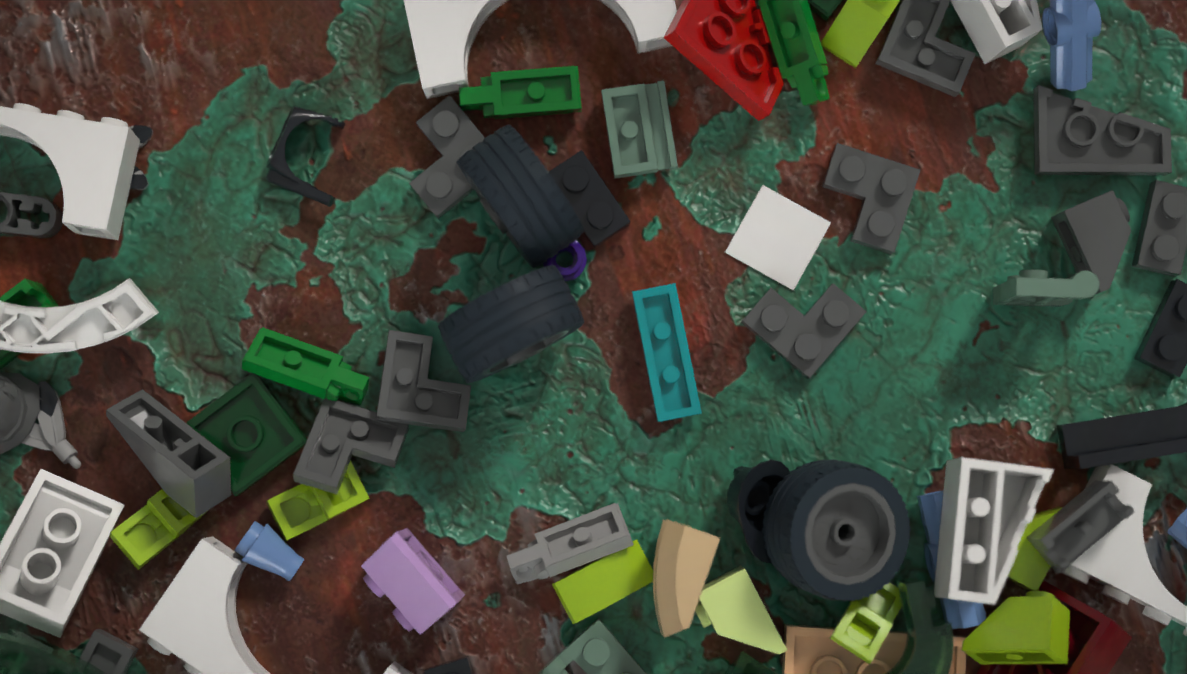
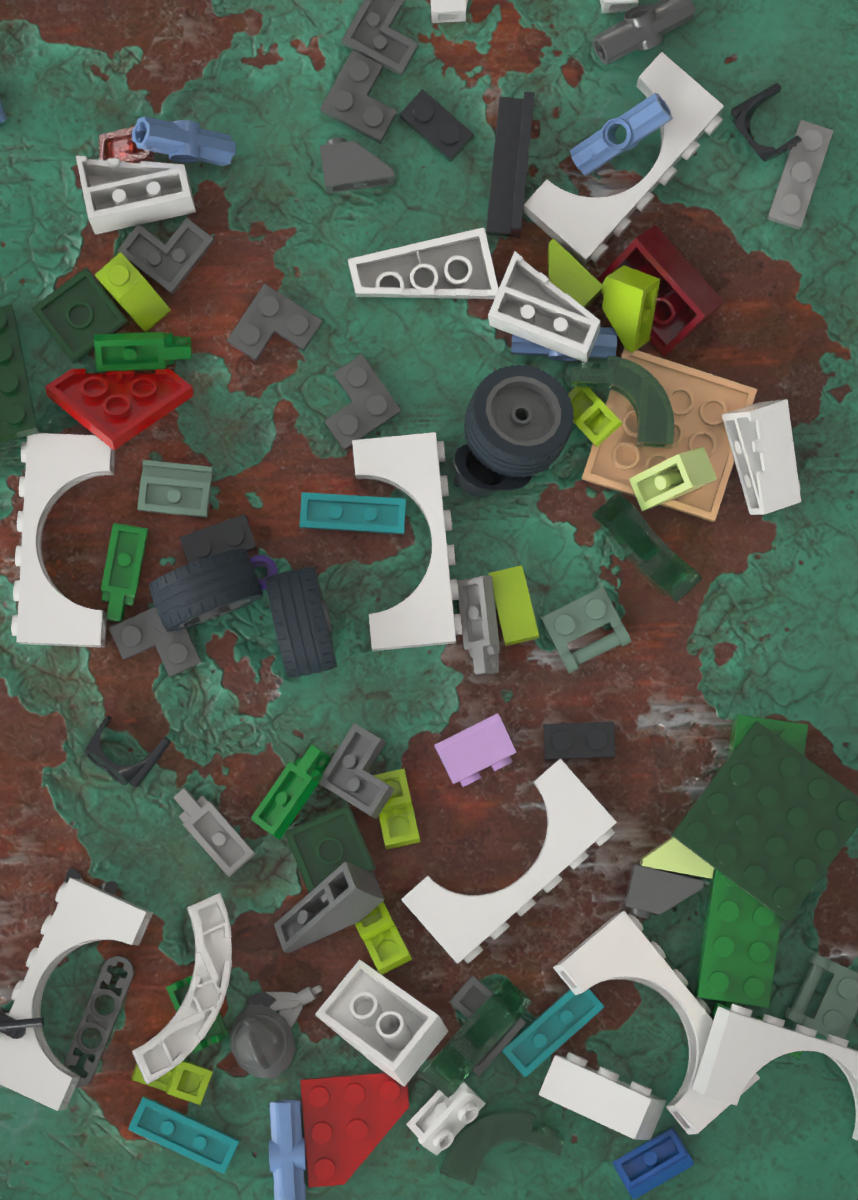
camera: 70 degrees left, 0 degrees up
(233, 286) = (213, 832): none -> light grey hinge
(268, 551) = (424, 855): medium blue cone -> none
(407, 393) = (329, 718): dark grey plate -> none
(680, 573) = (520, 545): tan slope -> none
(738, 611) = (560, 511): yellowish green slope -> none
(743, 412) = (413, 467): none -> white arch
(778, 237) = (286, 405): white sticker -> none
(996, 369) = (434, 268): none -> white wedge
(1035, 289) = (378, 225): sand green plate -> none
(1079, 524) = (562, 241): dark grey hinge -> none
(1091, 141) = (277, 148): dark grey wing -> none

